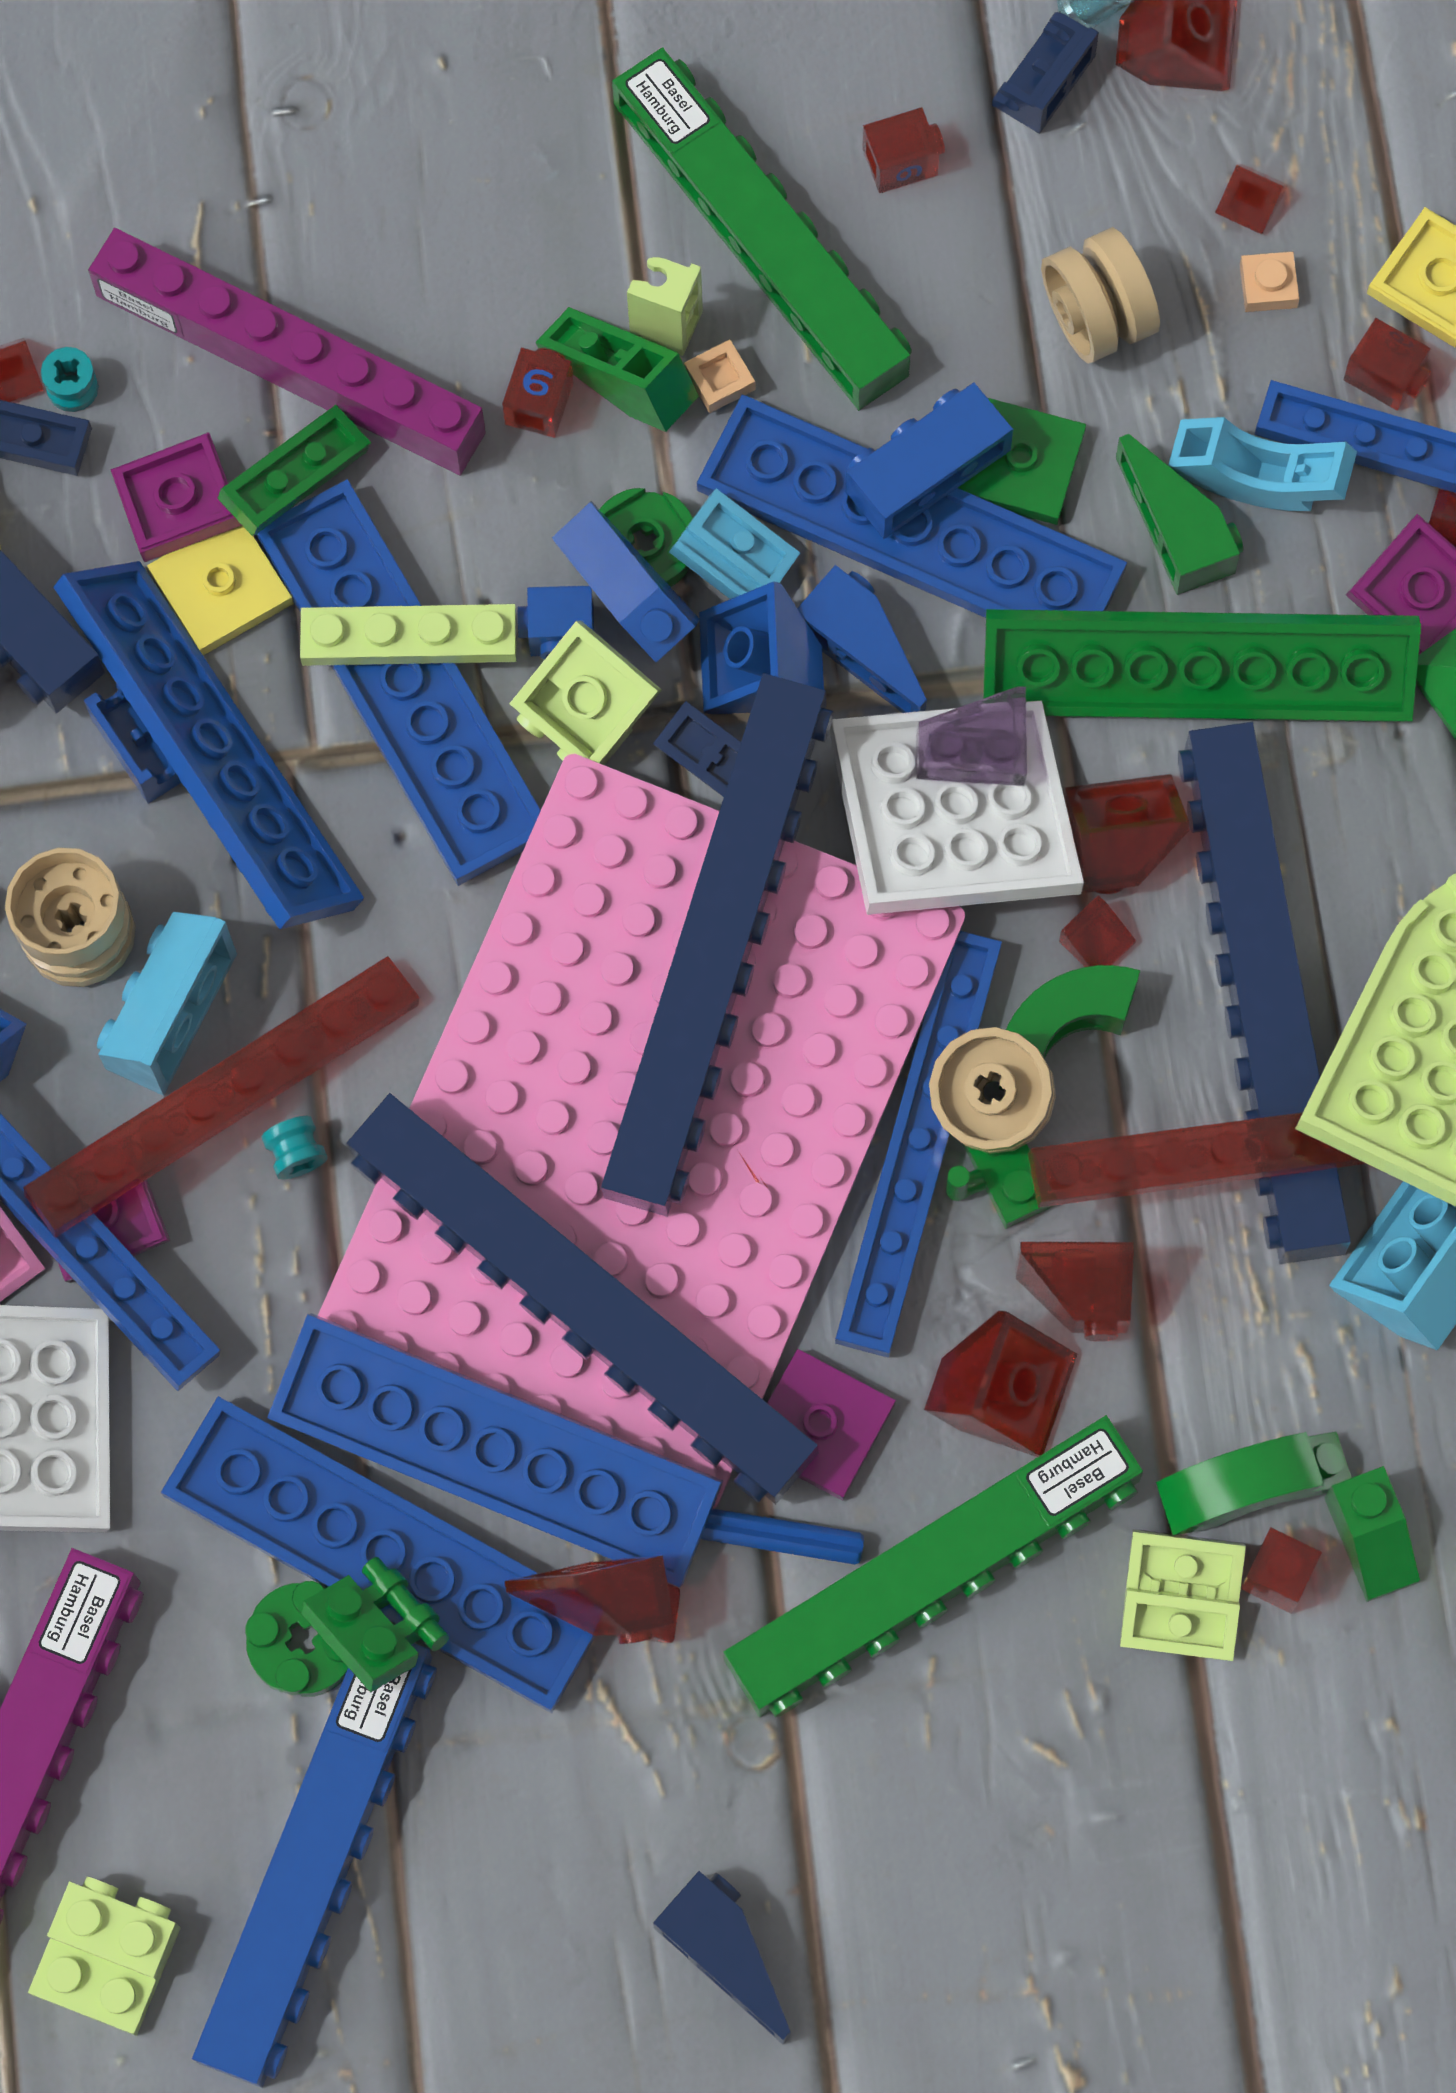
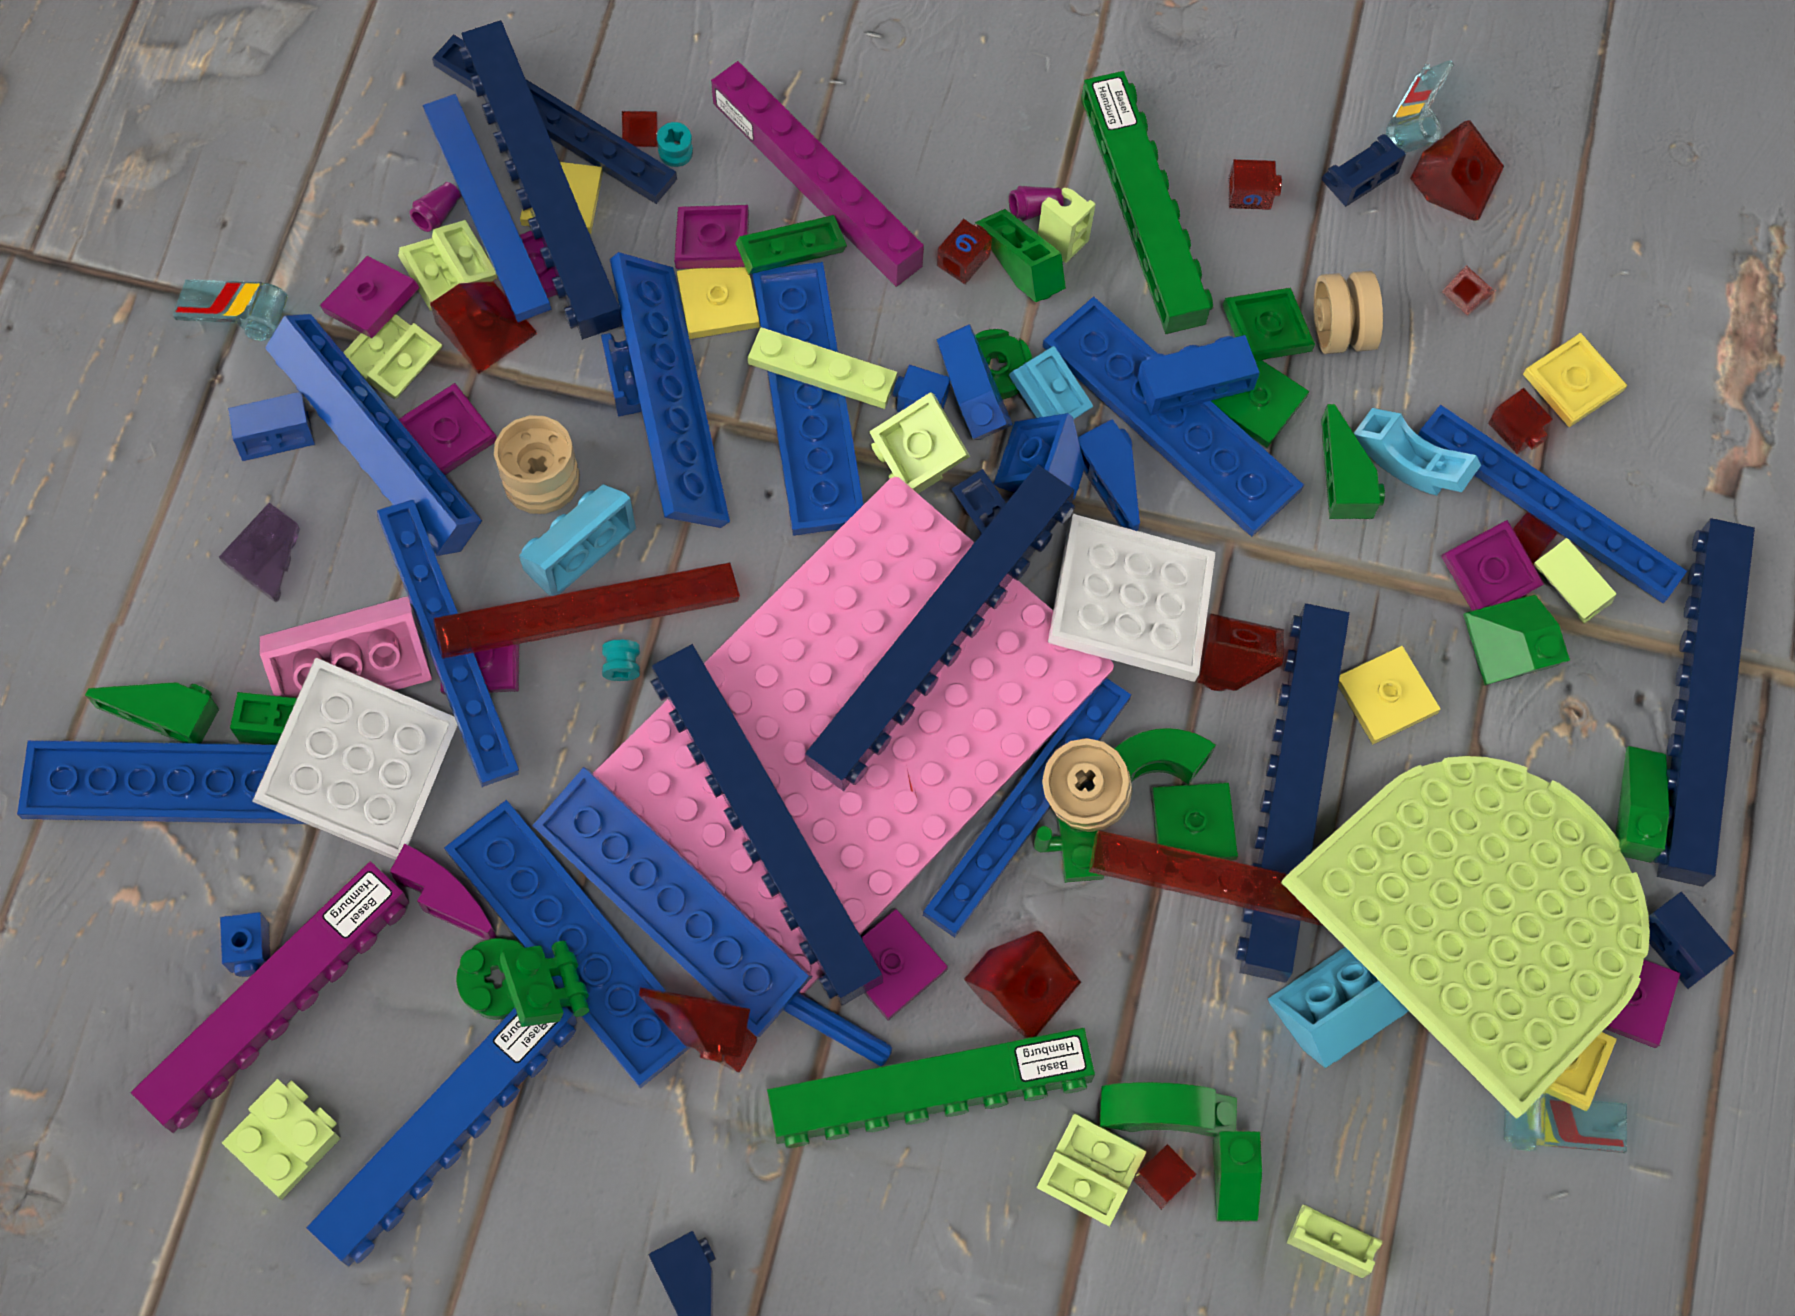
camera: 15 degrees right, 5 degrees down
(184, 1554) = (440, 892): none -> magenta slope
(605, 284) = (1028, 200): none -> magenta cone
(720, 376) = (1084, 281): light nougat plate -> none
(976, 742) = (1162, 560): clear purple wing -> none
(997, 346) = (1270, 323): none -> green plate
(1081, 1284) = (1099, 934): clear red slope -> none
(1096, 935) = (1196, 713): clear red slope -> none
(1148, 1081) = (1196, 819): none -> green plate
(1206, 664) = (1331, 565): green plate -> none
(1269, 281) = (1461, 345): light nougat plate -> none
(1341, 814) = (1387, 695): none -> light yellow plate

